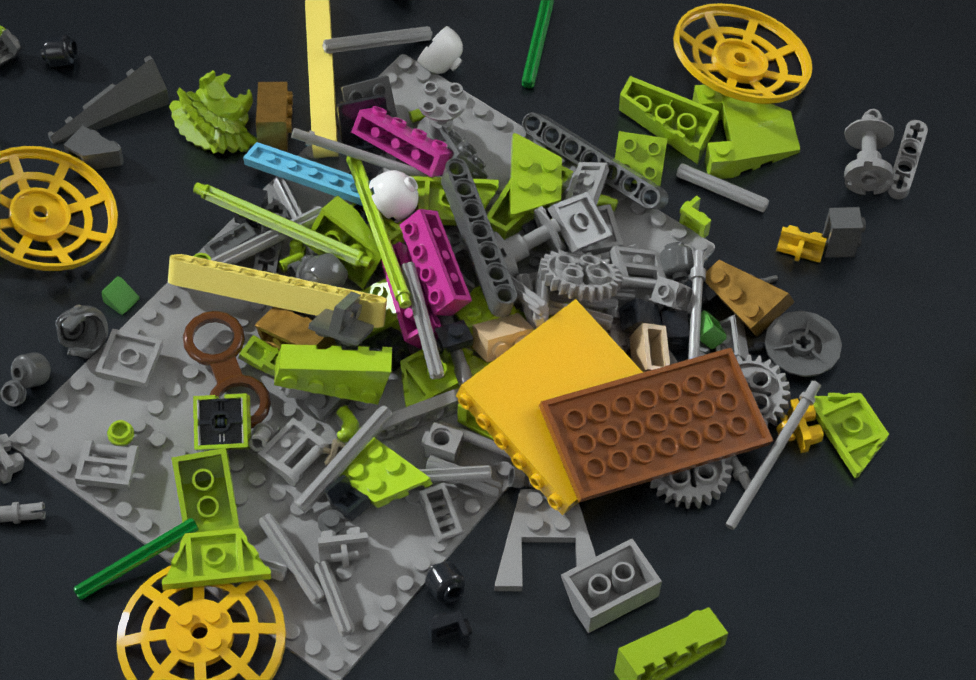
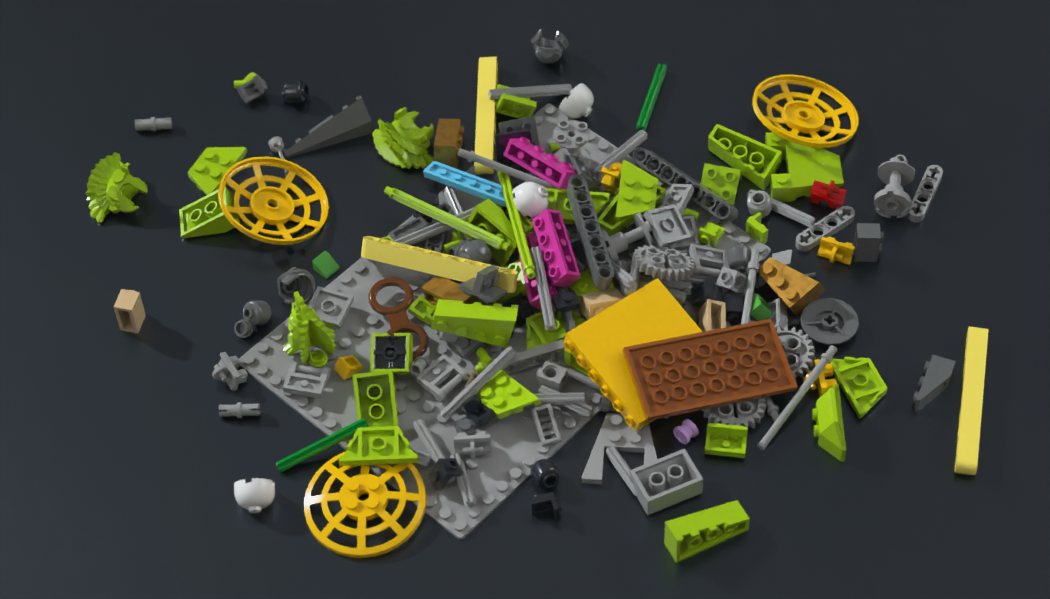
camera: 10 degrees right, 5 degrees down
(40, 127) = (276, 145): none -> light grey hinge
(47, 638) = (254, 494): none -> white cylinder
(94, 149) = (315, 162): dark grey slope -> none
(103, 396) = (307, 331): none -> lime piece
(162, 442) = (347, 366): none -> yellow slope
(307, 589) = (443, 471): none -> black bracket
(358, 60) = (513, 105): none -> lime bracket
(498, 157) = (611, 178): none -> yellow hips
(505, 120) = (622, 151): none -> light grey axle
(547, 566) = (621, 466): none -> light grey axle
(629, 510) = (685, 431): none -> lavender wheel
(635, 229) = (710, 234): none -> lime bracket
(684, 520) = (726, 440): none -> lime bracket
(695, 182) = (759, 202): none -> light grey head
(733, 257) = (783, 257): none -> light grey slope
(783, 165) = (828, 193): none -> red hips
(786, 216) = (827, 230): none -> light grey beam
(819, 488) = (829, 423): none -> lime wedge
(951, 417) = (936, 380): none -> dark grey slope

